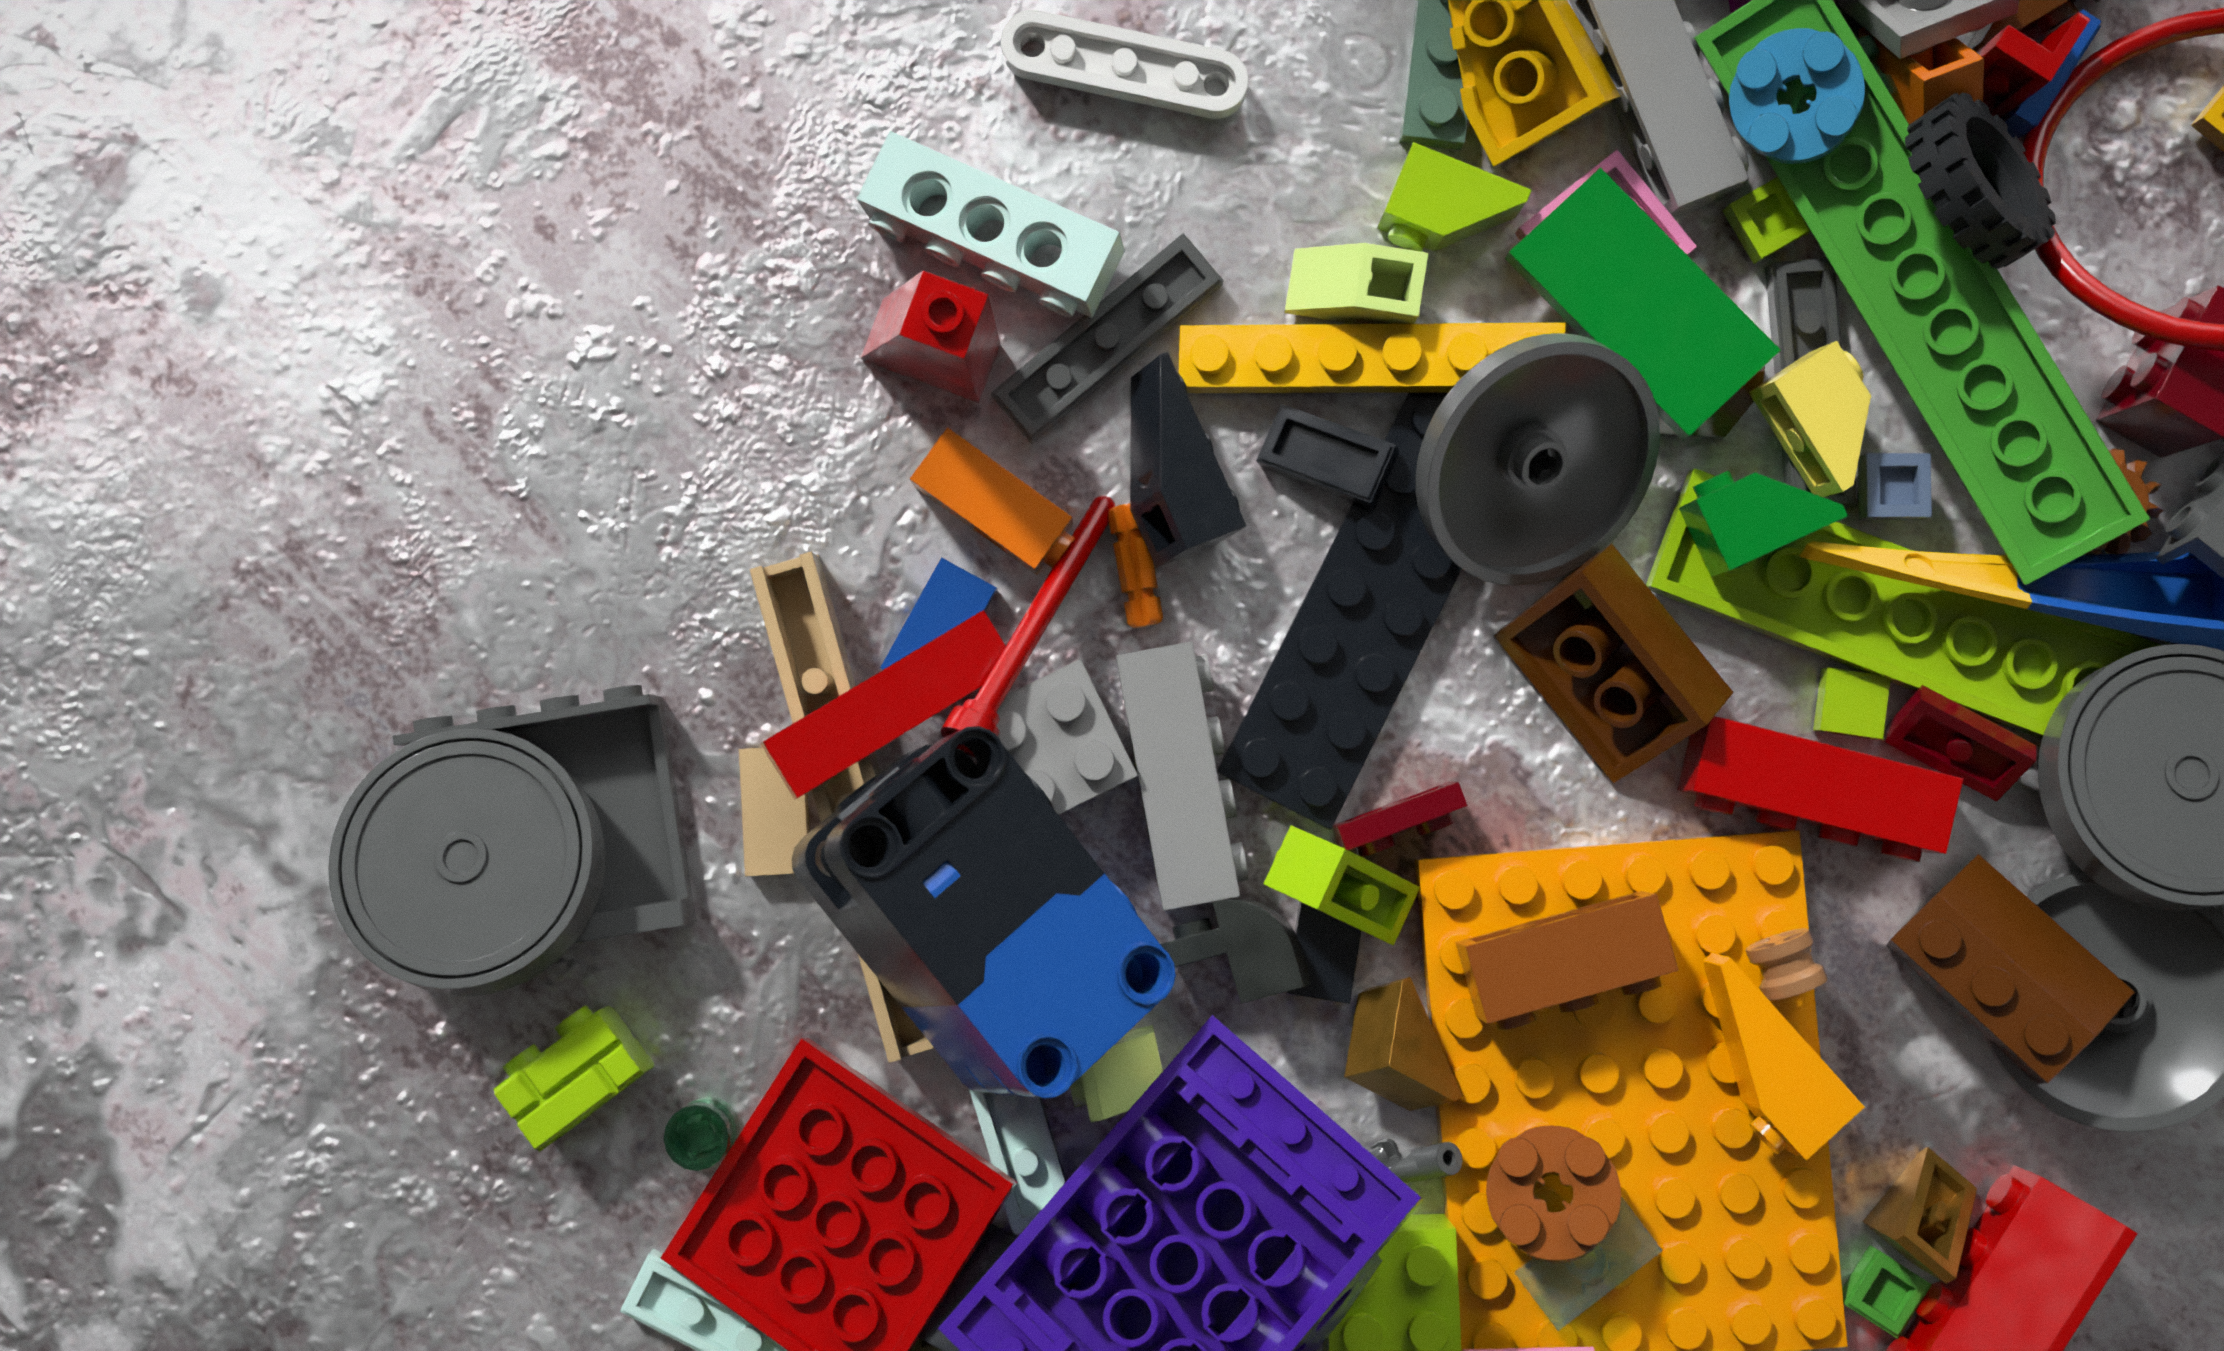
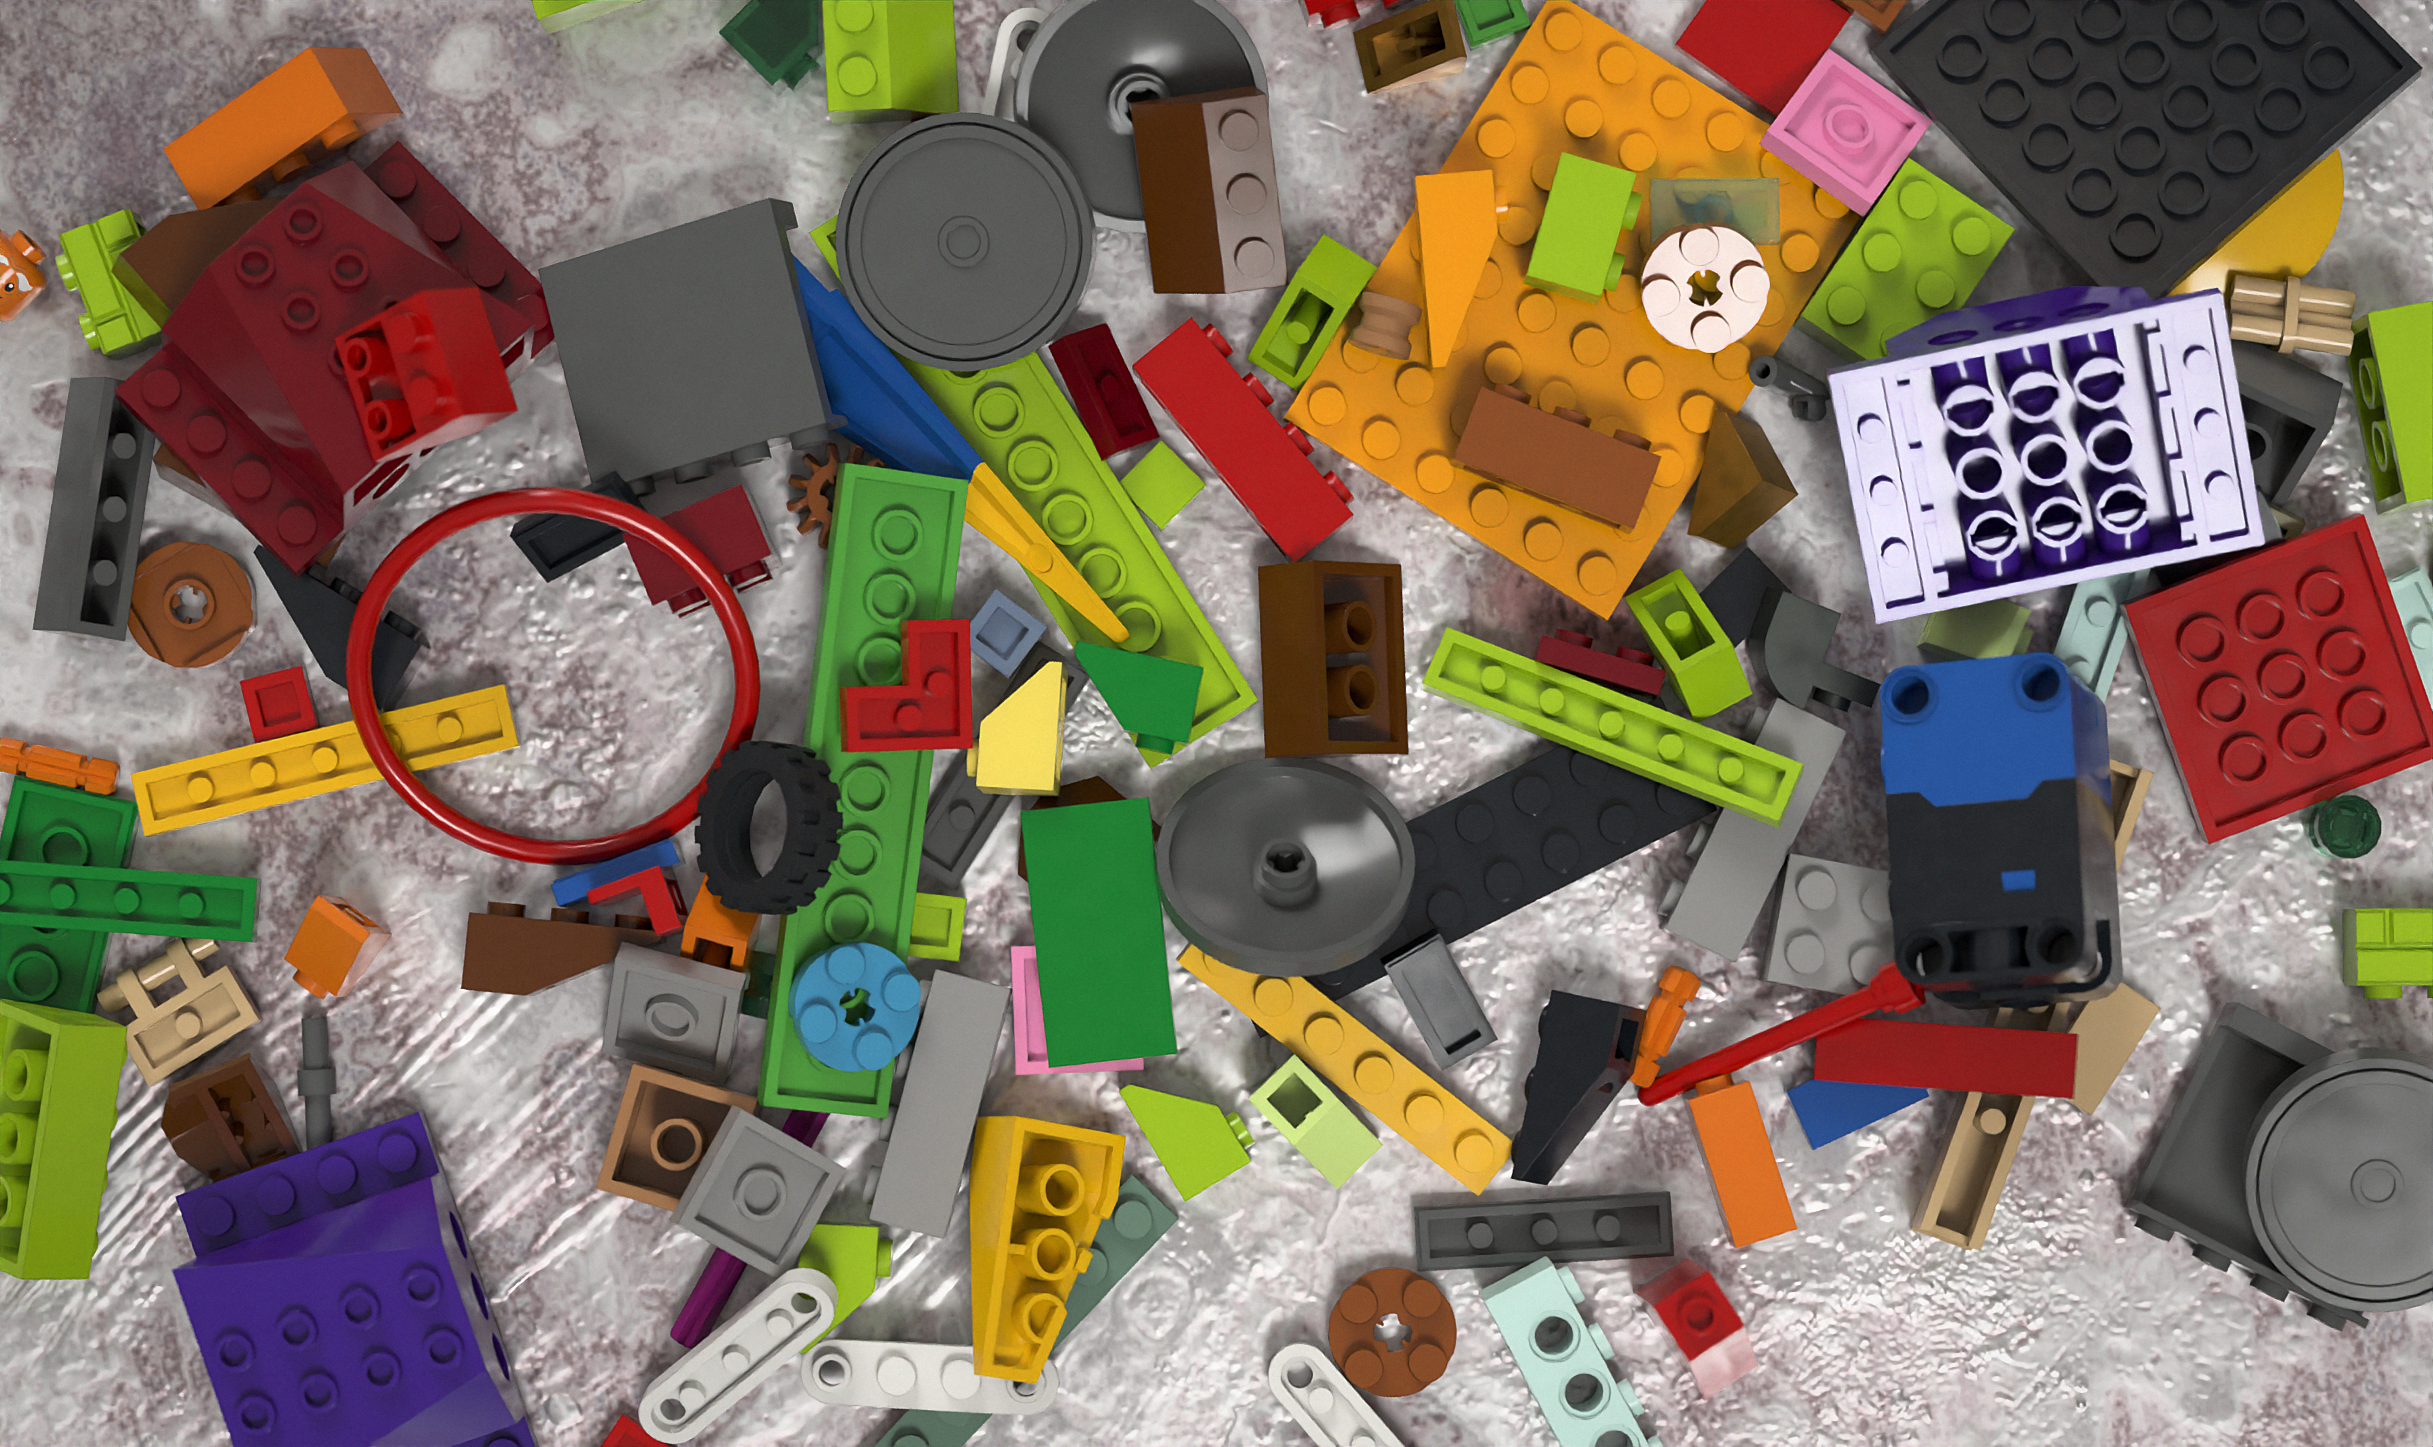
camera: 140 degrees left, 0 degrees up
(1168, 135) = (1368, 1360): none -> dark orange plate
(1352, 773) = (1613, 727): none -> lime plate
(1687, 1165) = (1582, 228): none -> lime brick
(1849, 934) = (1311, 312): none -> lime slope
(1924, 373) = (929, 707): none -> red plate

